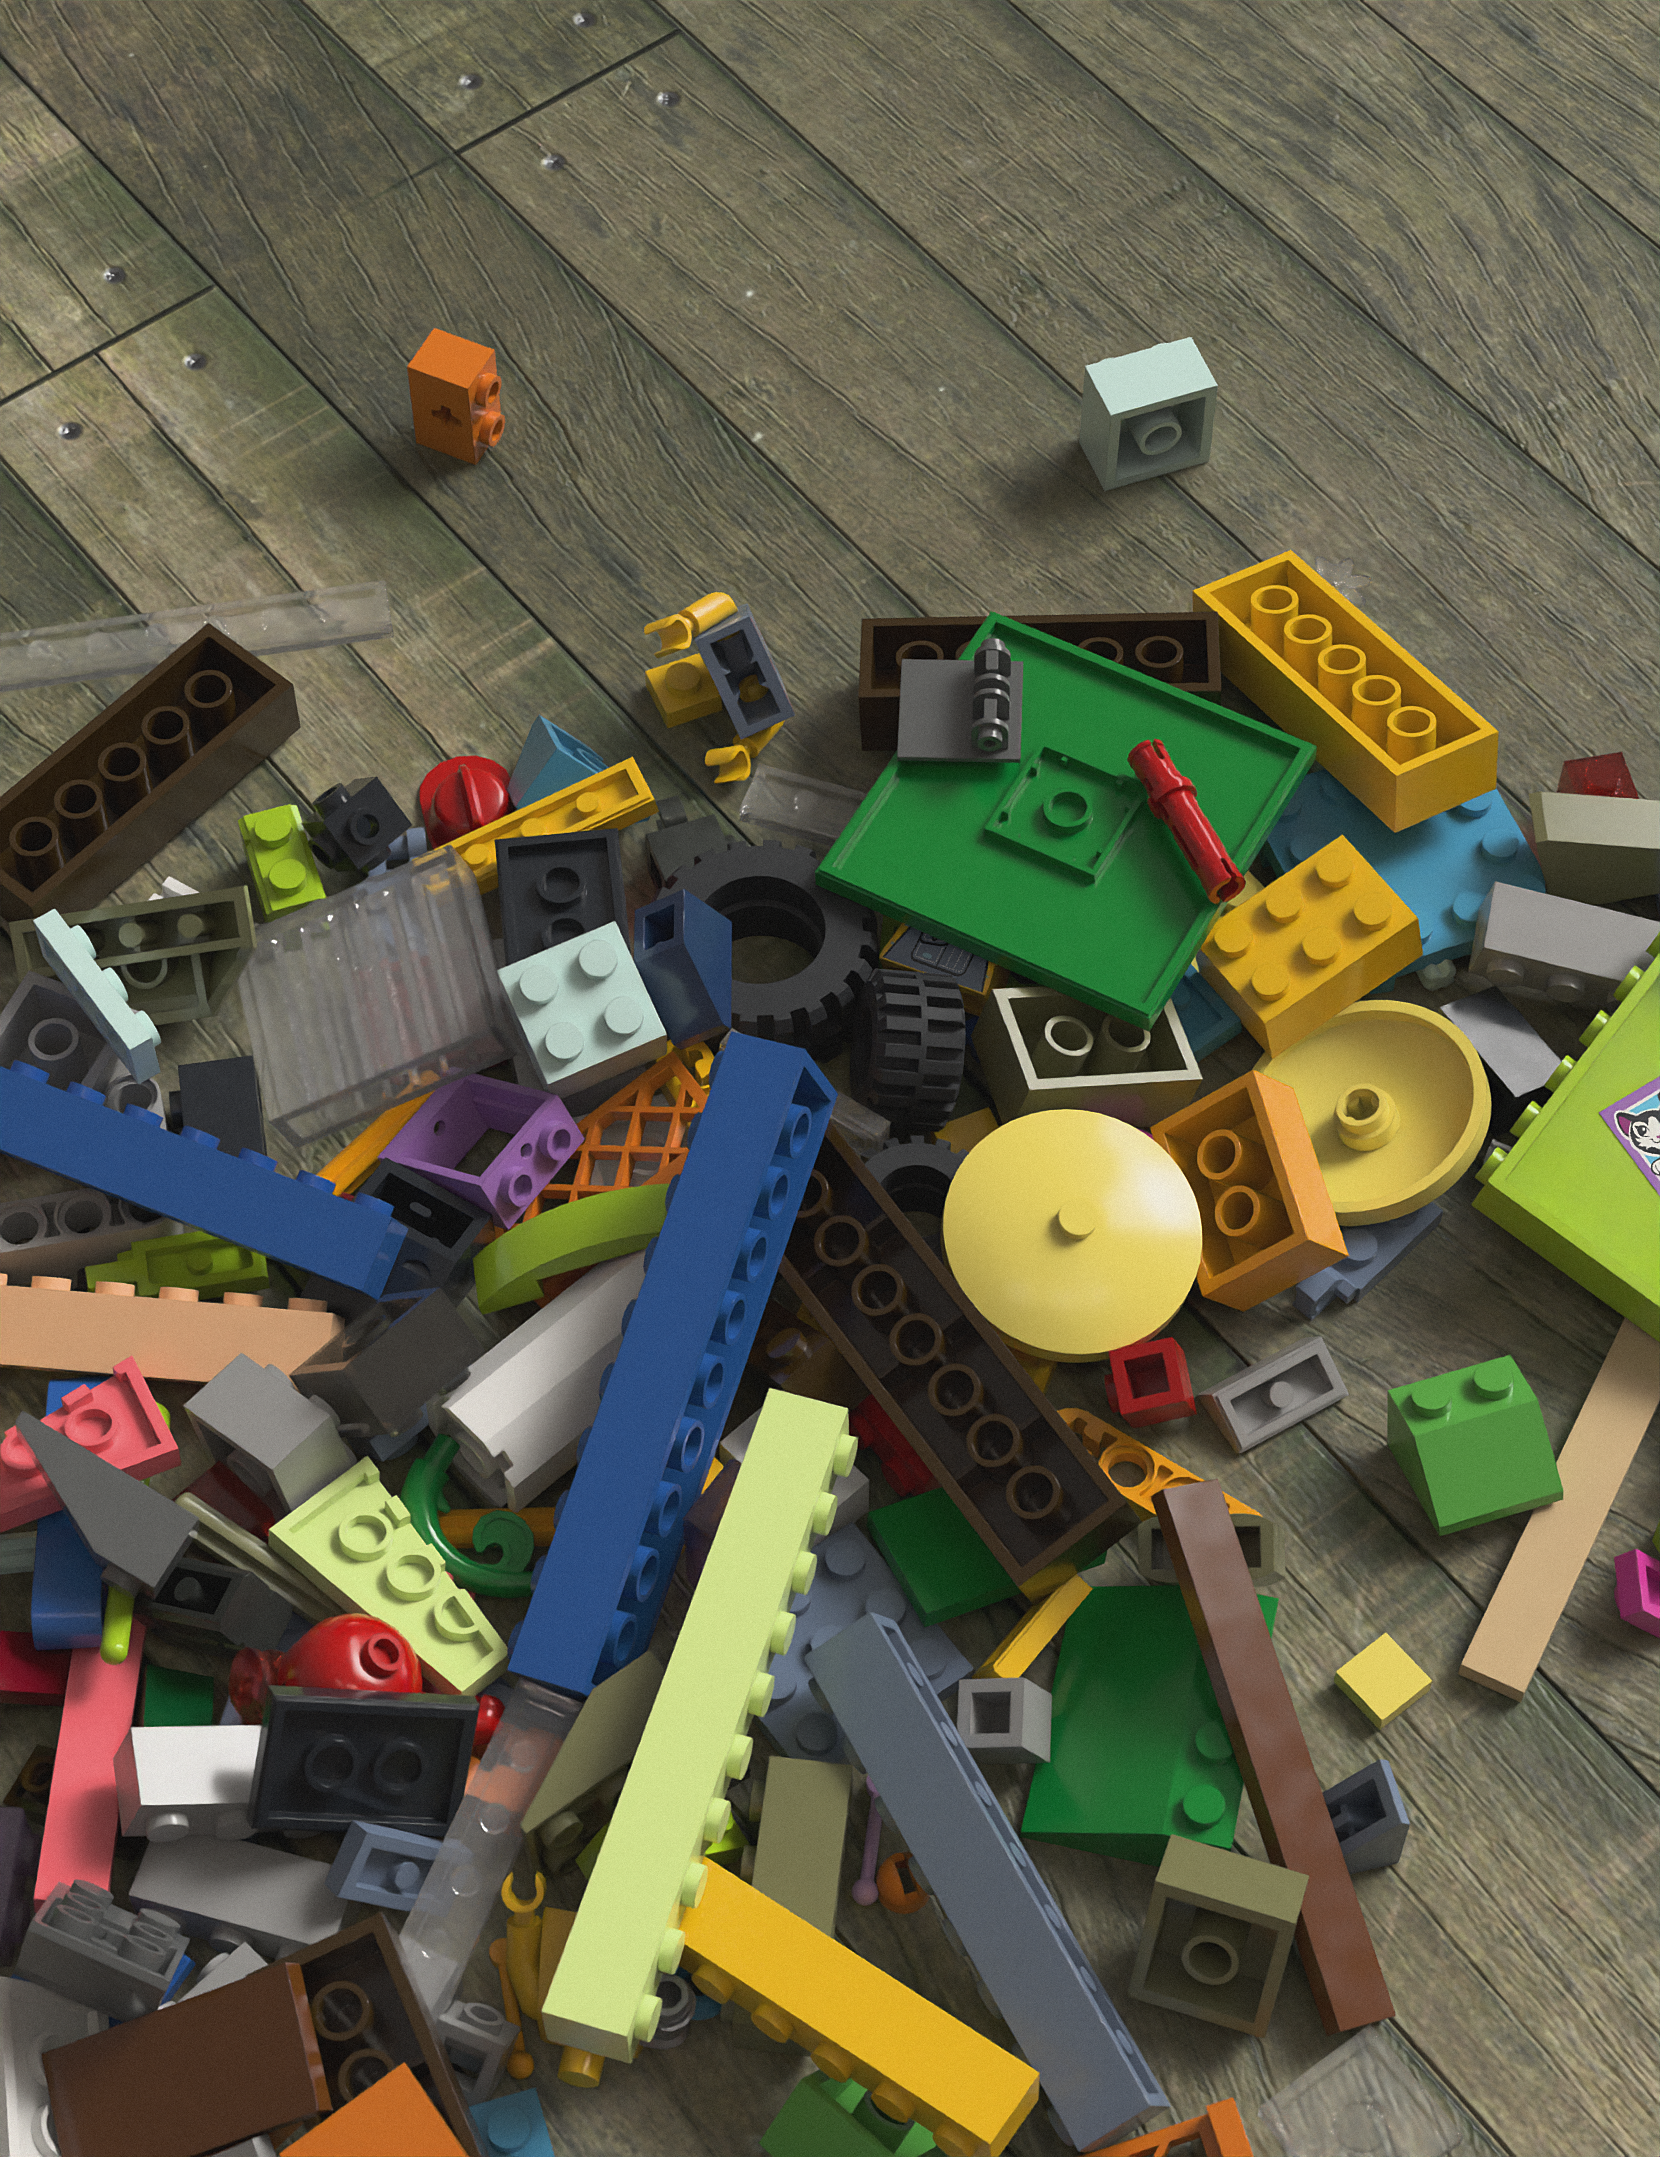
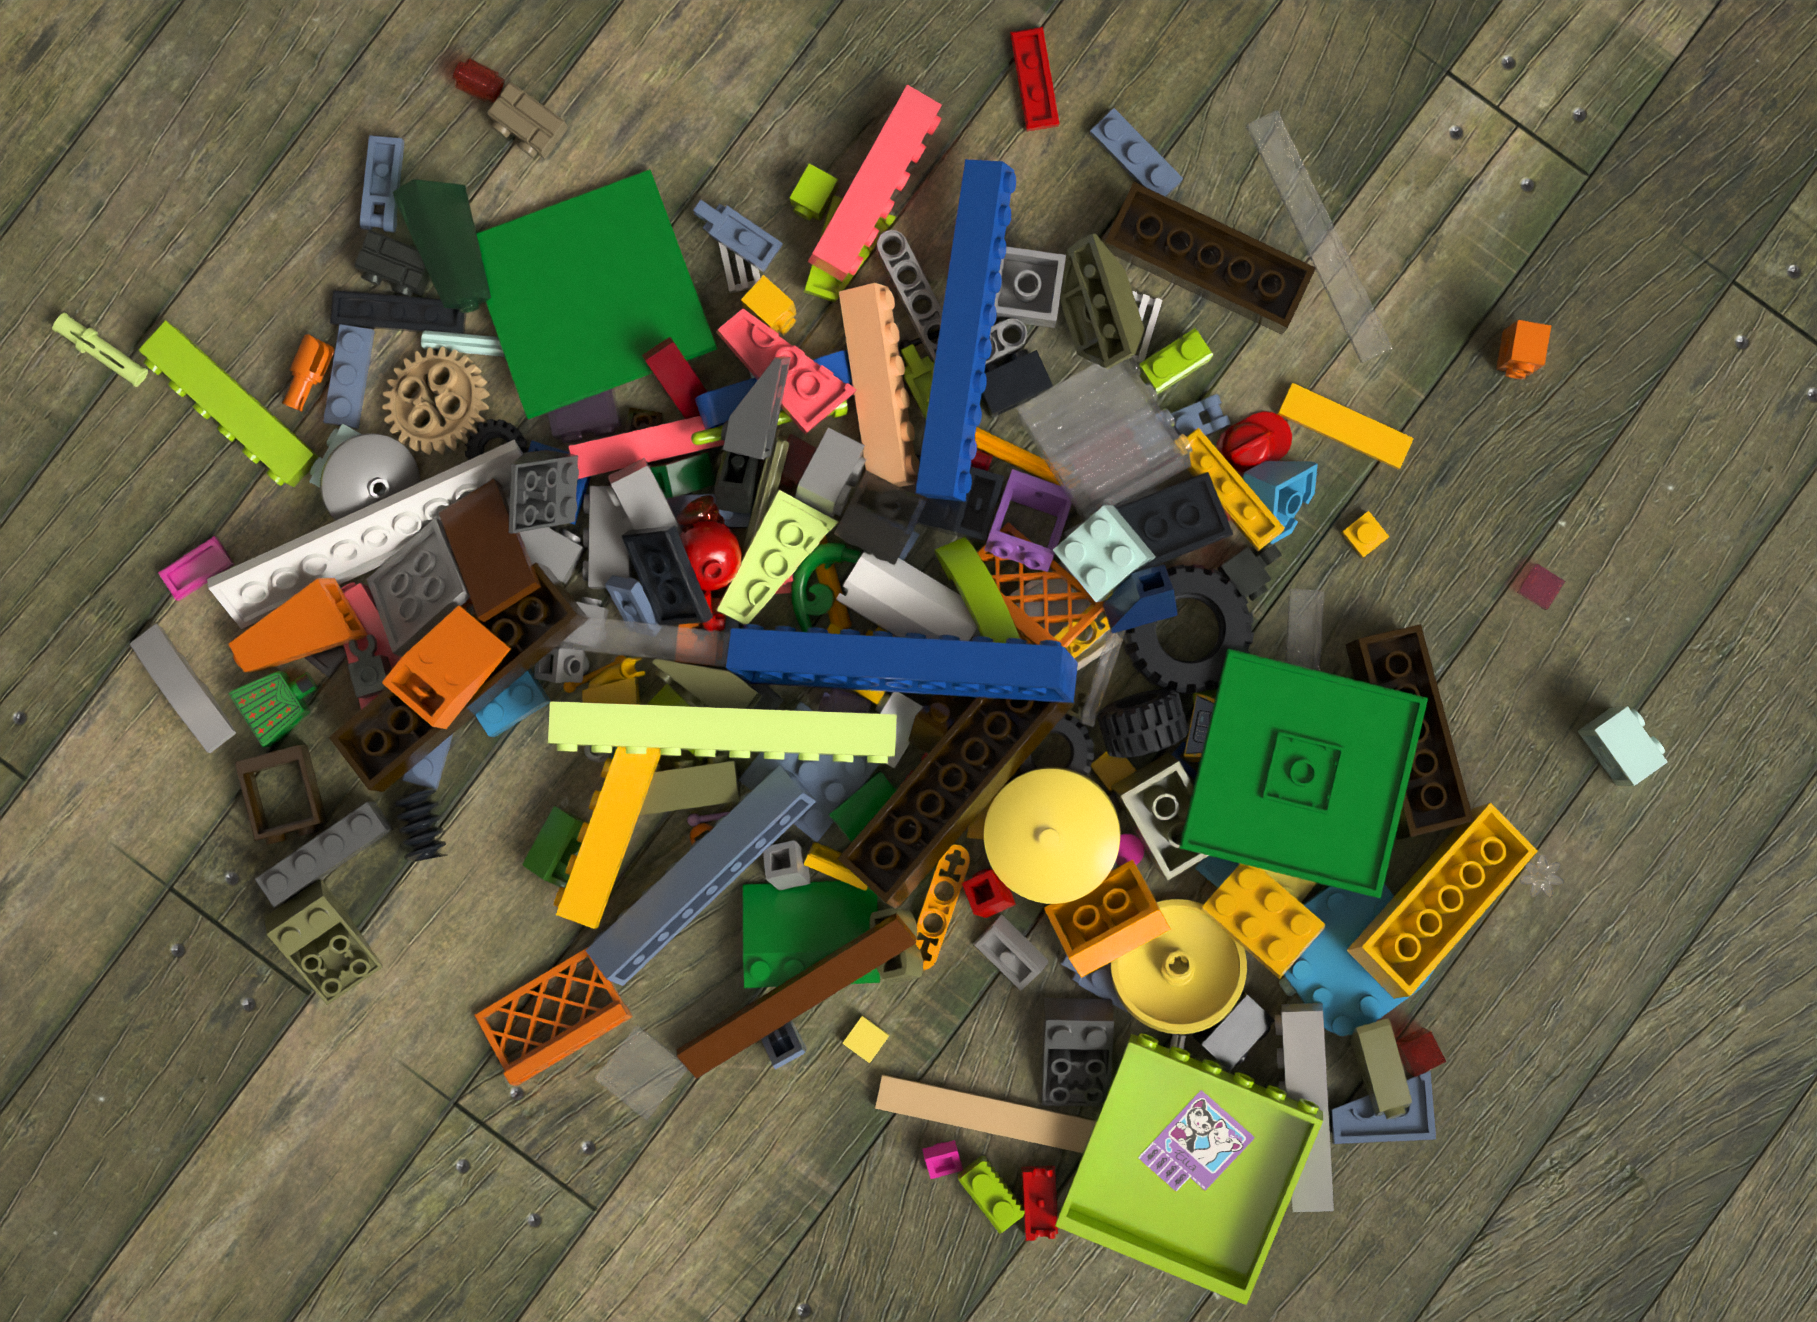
camera: 75 degrees right, 30 degrees up
(99, 995) = (1052, 300): light aqua plate -> none
(355, 825) = (1204, 392): black brick -> none
(489, 676) = (1345, 426): none -> yellow tile
(740, 671) = (1369, 567): torso -> none
(852, 479) = (1541, 586): none -> clear pink tile
(962, 708) = (1352, 699): dark grey hinge -> none
(1175, 802) = (1305, 839): red pin -> none
(1217, 1935) = (700, 991): olive brick -> none
(1471, 1302) = (1077, 1051): none -> dark grey slope
(1473, 1445) = (996, 1060): bright green slope -> none

